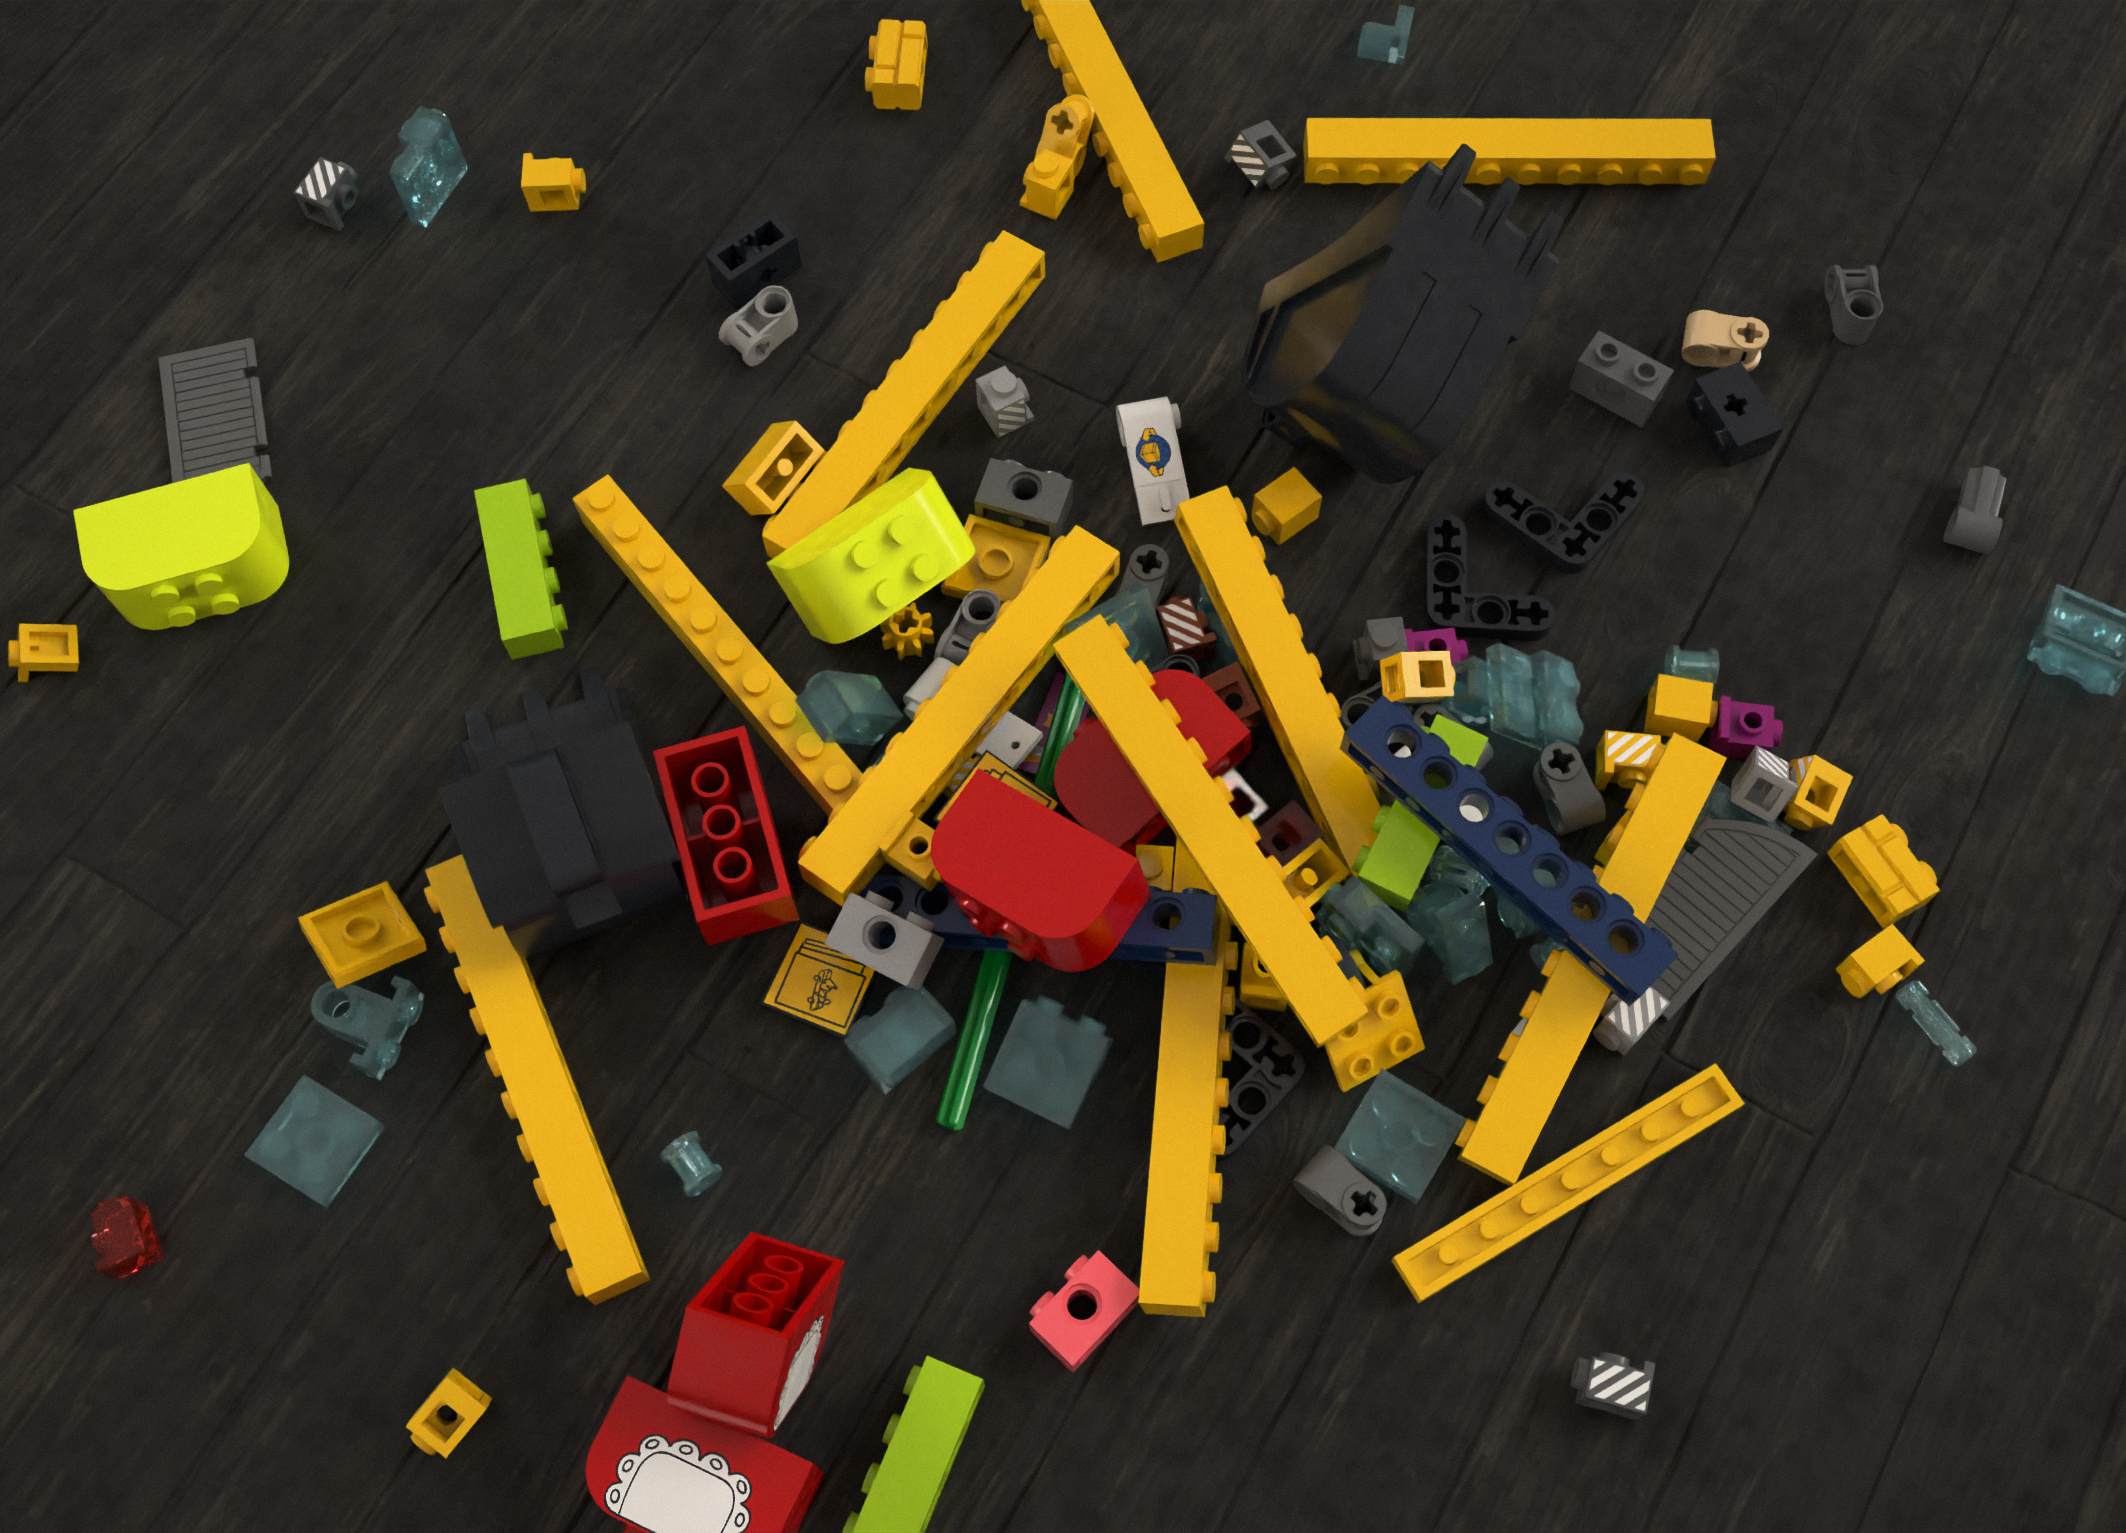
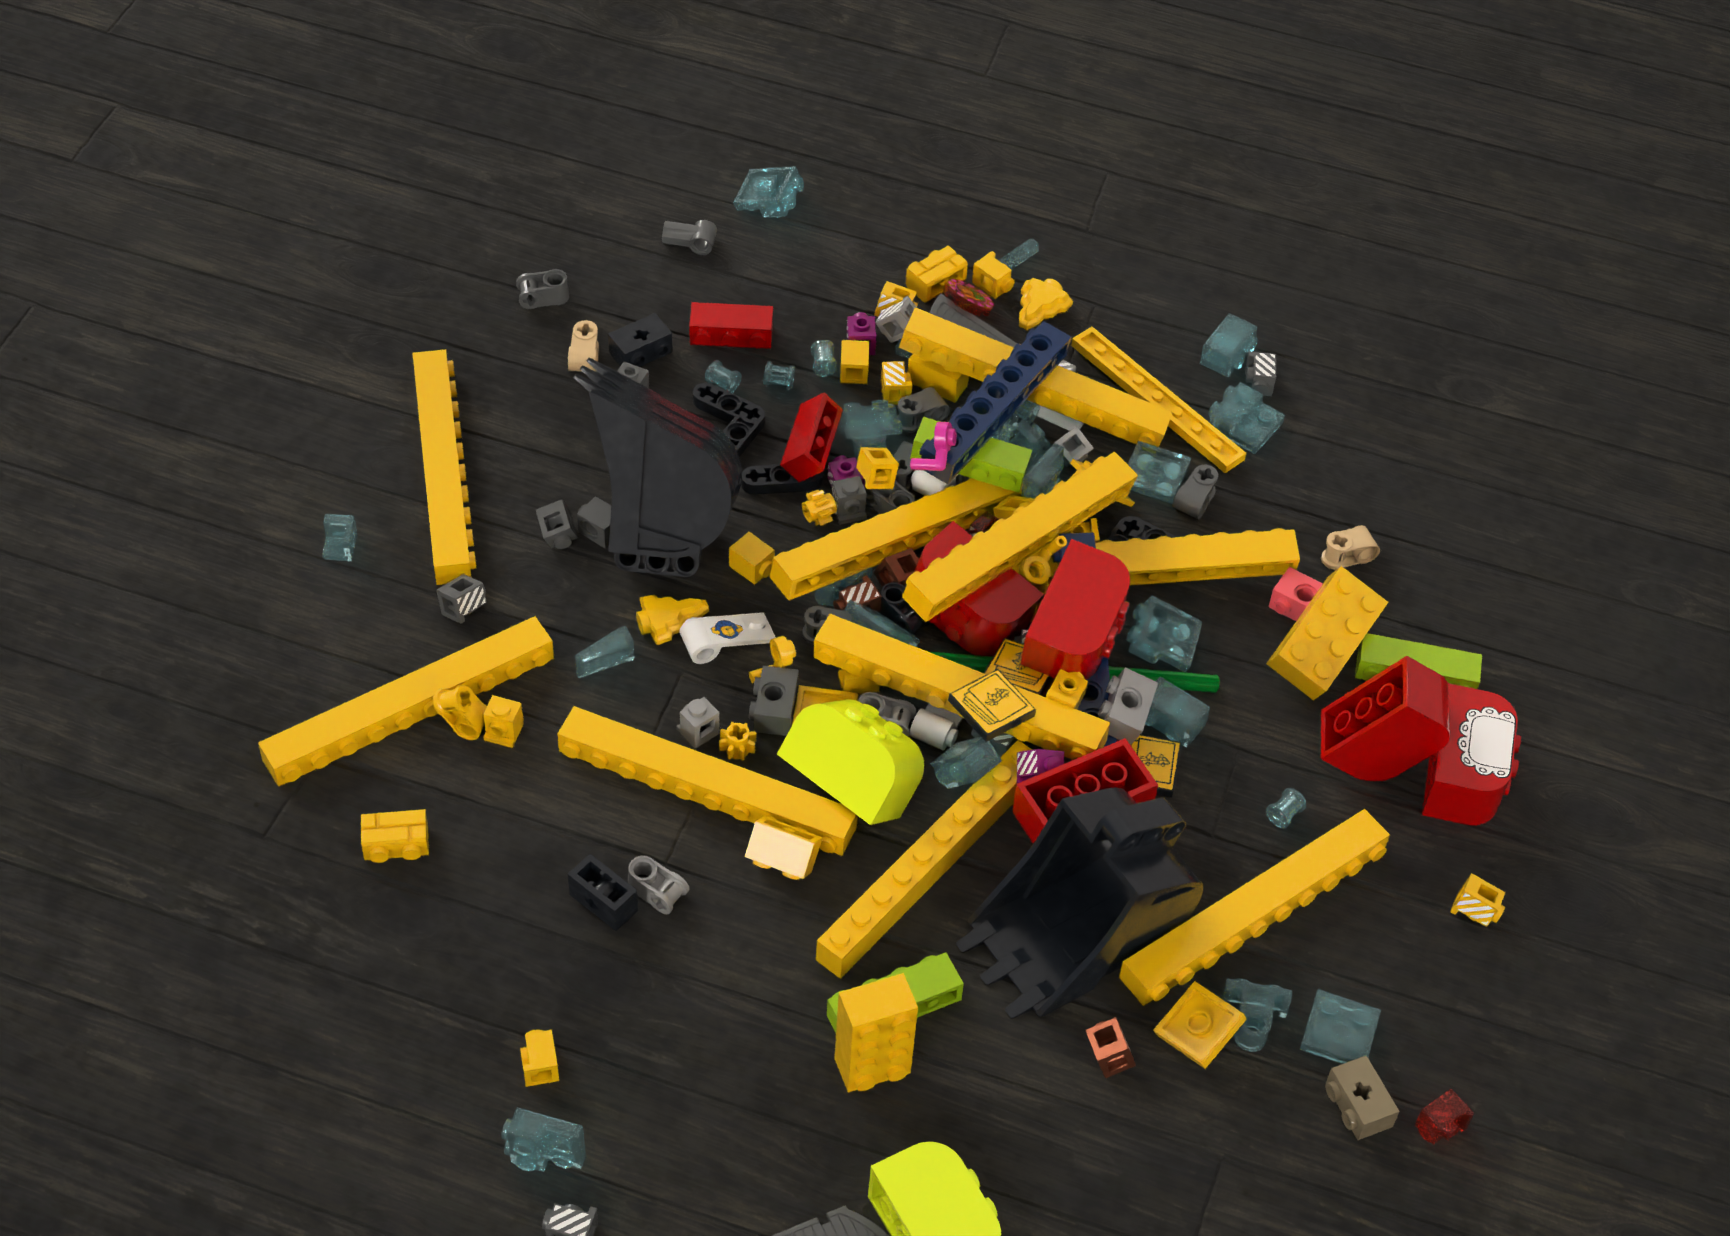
camera: 105 degrees left, 15 degrees down
(218, 1136) = (1361, 1098): none -> dark tan brick
(370, 812) = (1110, 1047): none -> copper brick
(422, 494) = (875, 1032): none -> yellow brick
(787, 789) = (1037, 761): none -> magenta brick
(898, 727) = (992, 705): none -> yellow tile
(965, 445) = (737, 741): none -> yellow gear
(981, 1308) = (1327, 633): none -> yellow brick
(1086, 502) = (782, 653): none -> yellow plate
(1146, 316) = (606, 653): none -> clear light blue slope
(1175, 868) = (1039, 563): none -> yellow plate
(1189, 1438) = (1349, 548): none -> tan piece
(1199, 388) = (666, 615): none -> yellow rock
(1369, 601) = (819, 507): none -> yellow gear
(1384, 712) = (944, 438): none -> dark pink plate
(1449, 999) = (1075, 446): none -> light grey brick
(1494, 600) = (811, 437): none -> red brick
(1514, 1330) = (1245, 417): none -> clear light blue plate
(1655, 596) = (779, 375): none -> clear light blue bush
(1656, 518) = (720, 372): none -> clear light blue bush
(1691, 1345) = (1229, 345): none -> clear light blue brick
(1766, 542) = (731, 325): none -> red brick
(1809, 1032) = (1041, 301): none -> yellow rock
(1818, 907) = (968, 297): none -> clear red tile

